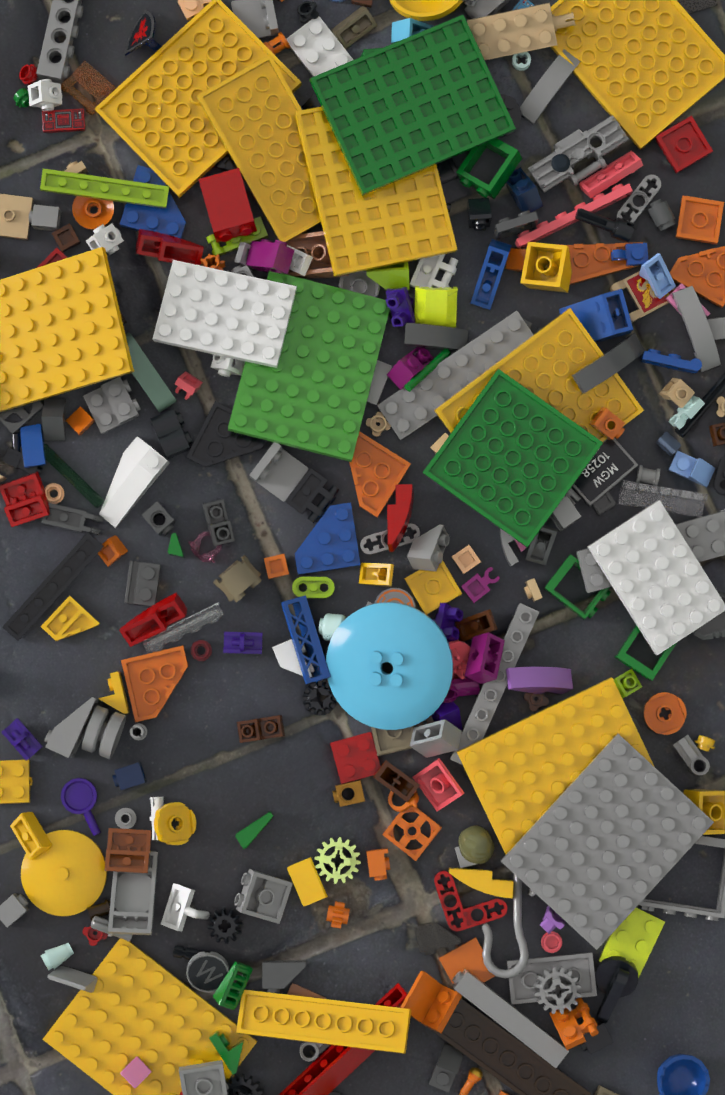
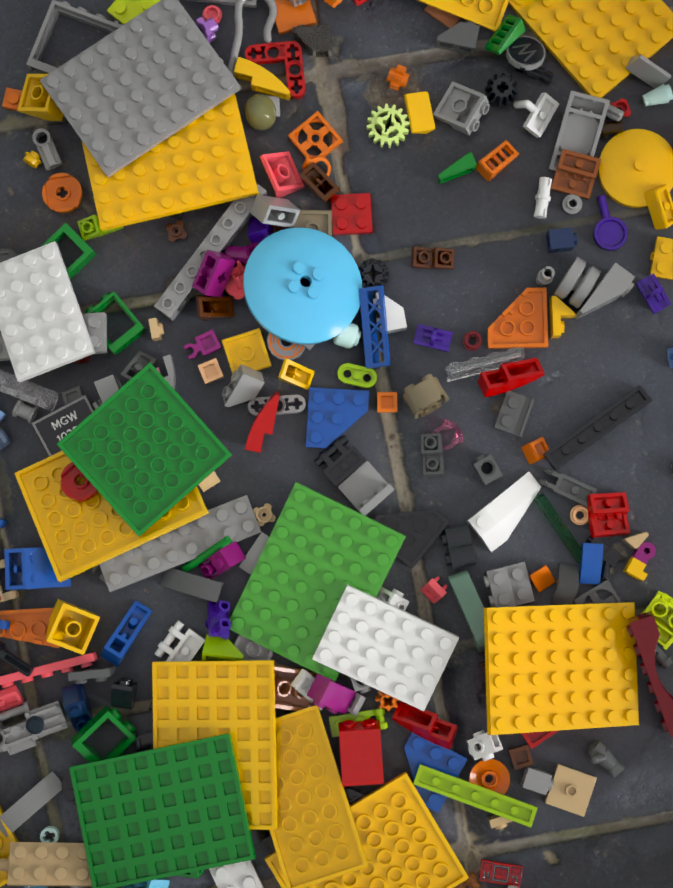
camera: 170 degrees left, 0 degrees up
(69, 620) = (588, 394): yellow wing -> none
(164, 817) = (521, 181): yellow plate -> none
(175, 547) = (476, 440): green slope -> none
(224, 834) = (488, 169): none -> orange slope
(357, 788) = (358, 175): pearl gold brick -> none
(375, 473) = (276, 467): orange plate -> none
(378, 863) = (351, 115): orange brick -> none
(436, 306) = (185, 613): neon yellow slope -> none
(445, 620) = (242, 318): dark purple hips -> none
(516, 259) = (98, 641): orange slope -> none
(539, 679) = (168, 244): medium lavender slope -> none
(580, 404) = (68, 484): none -> red plate
(601, 421) = (53, 470): orange brick -> none
(609, 363) = (34, 521): dark grey slope -> none

